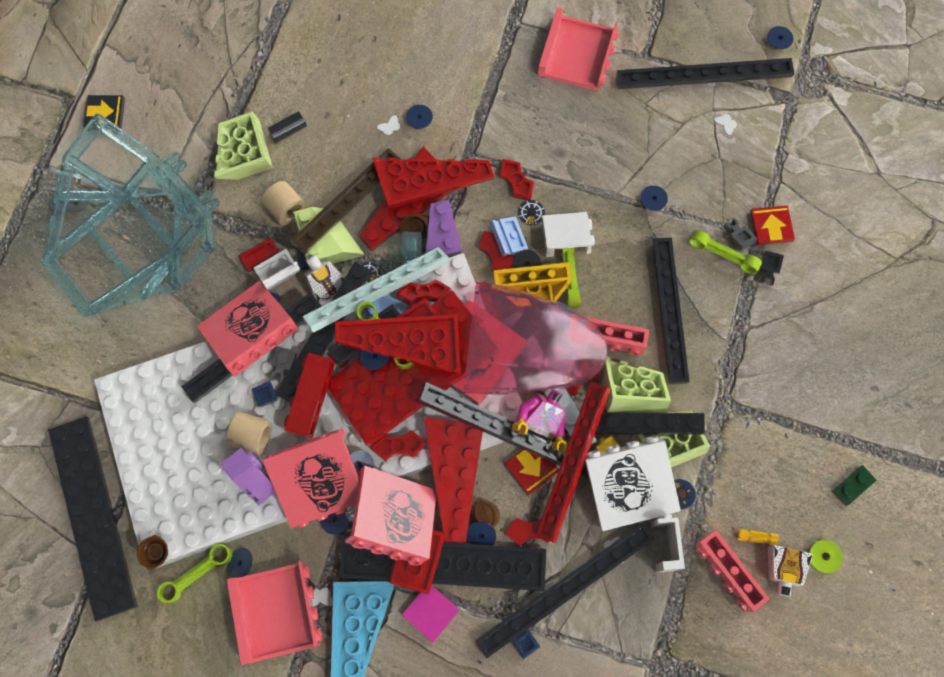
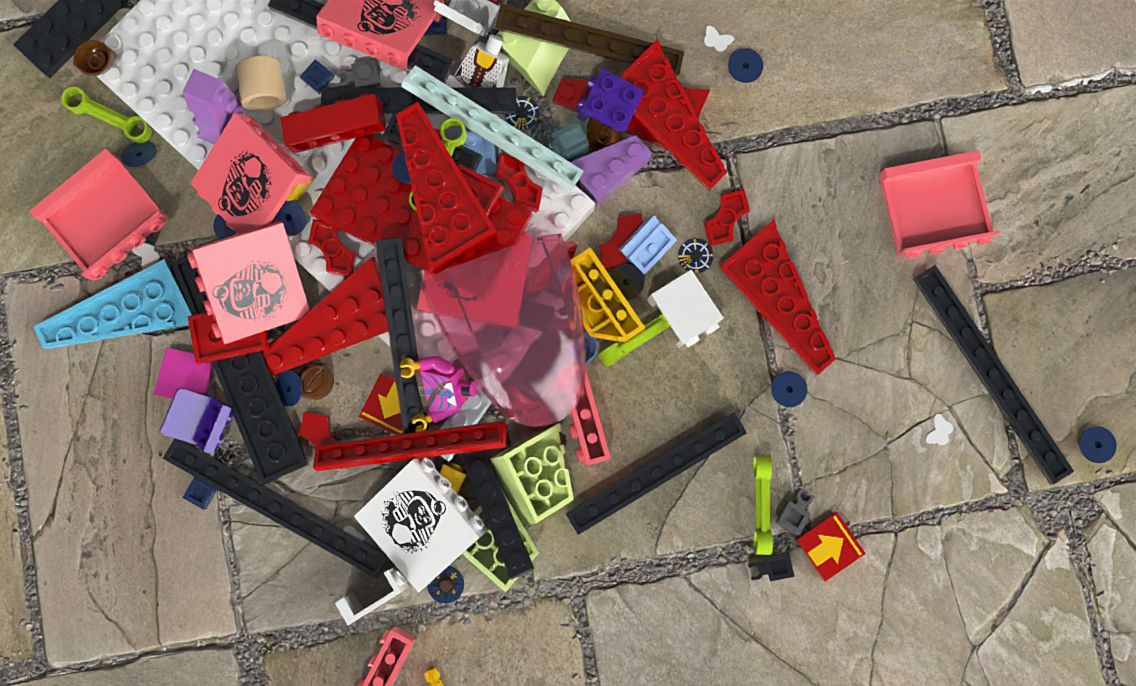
camera: 65 degrees right, 10 degrees up
(397, 208) = (609, 101): none -> dark purple bracket
(472, 614) = (196, 419): none -> bracket
(583, 173) = (775, 290): none -> red wing

